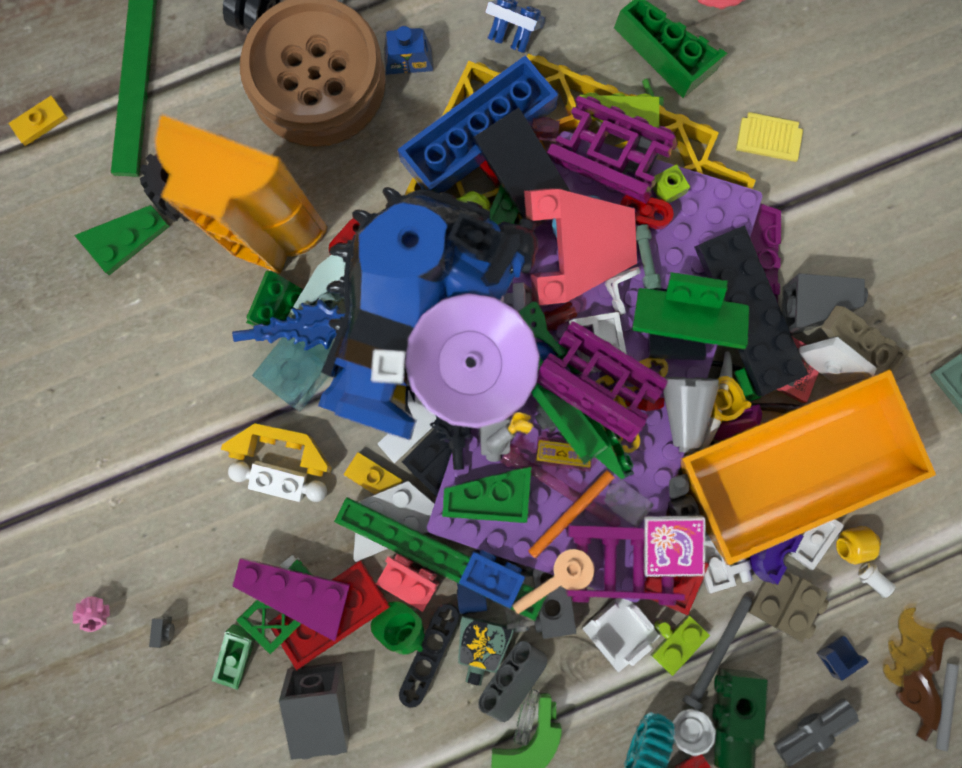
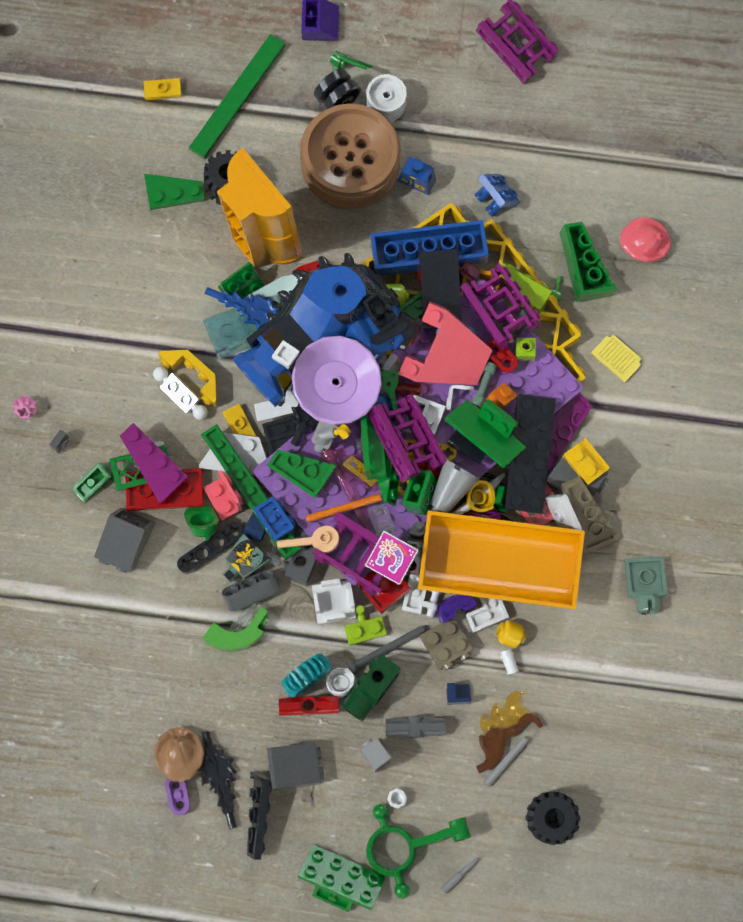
camera: 25 degrees right, 5 degrees down
(655, 441) = (419, 492): none -> green brick
(677, 259) = (502, 396): none -> orange bracket
(832, 281) = (586, 462): none -> yellow plate

